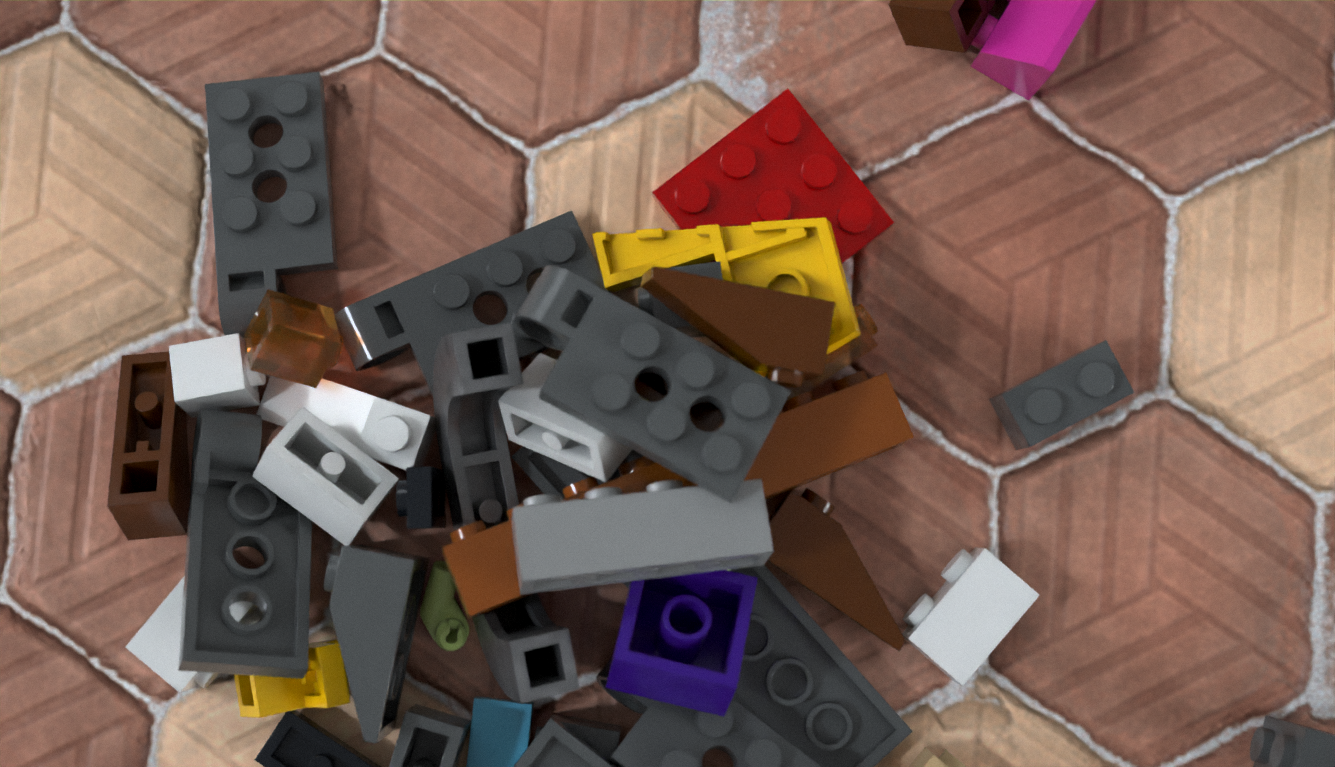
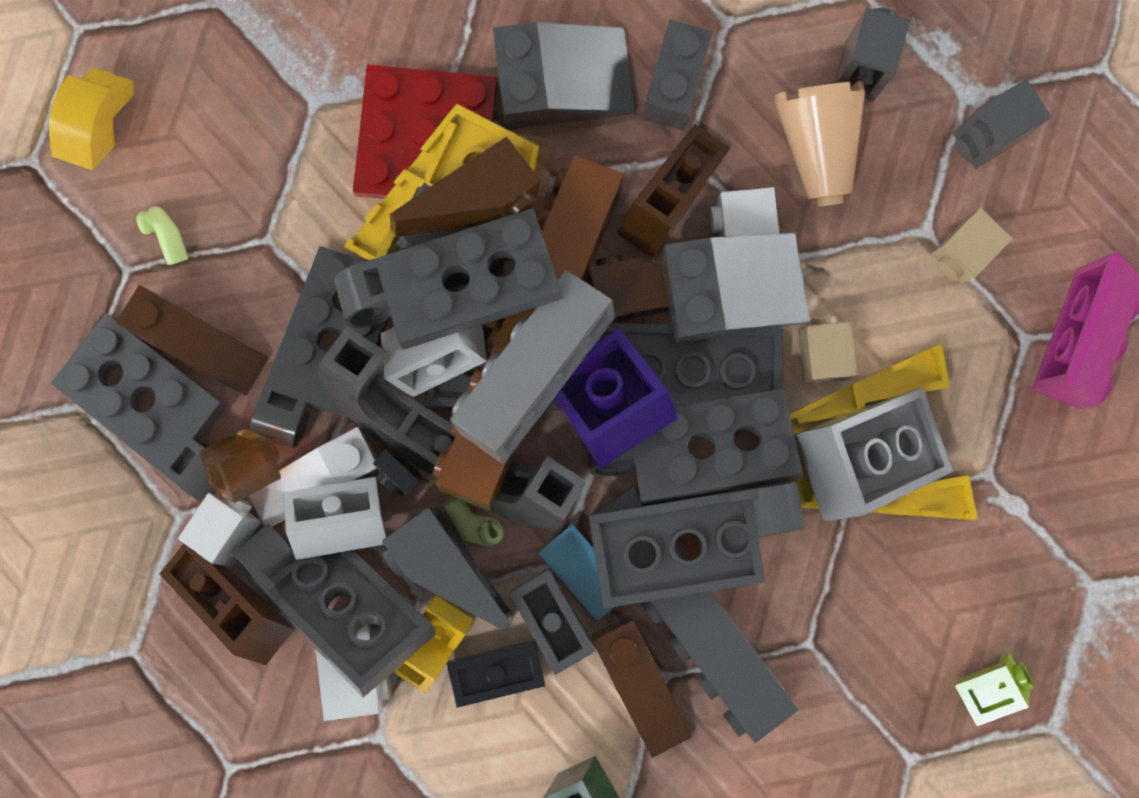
camera: 45 degrees left, 0 degrees up
(368, 177) = (191, 340): none -> reddish brown slope
(448, 56) = (167, 232): none -> yellowish green arm
(904, 649) = (733, 285): none -> slope
(946, 498) = (672, 190): none -> reddish brown slope
(958, 283) = (562, 73): none -> dark grey slope
(1136, 597) = (824, 137): none -> light nougat cone
(1263, 566) = (873, 50): none -> dark grey brick

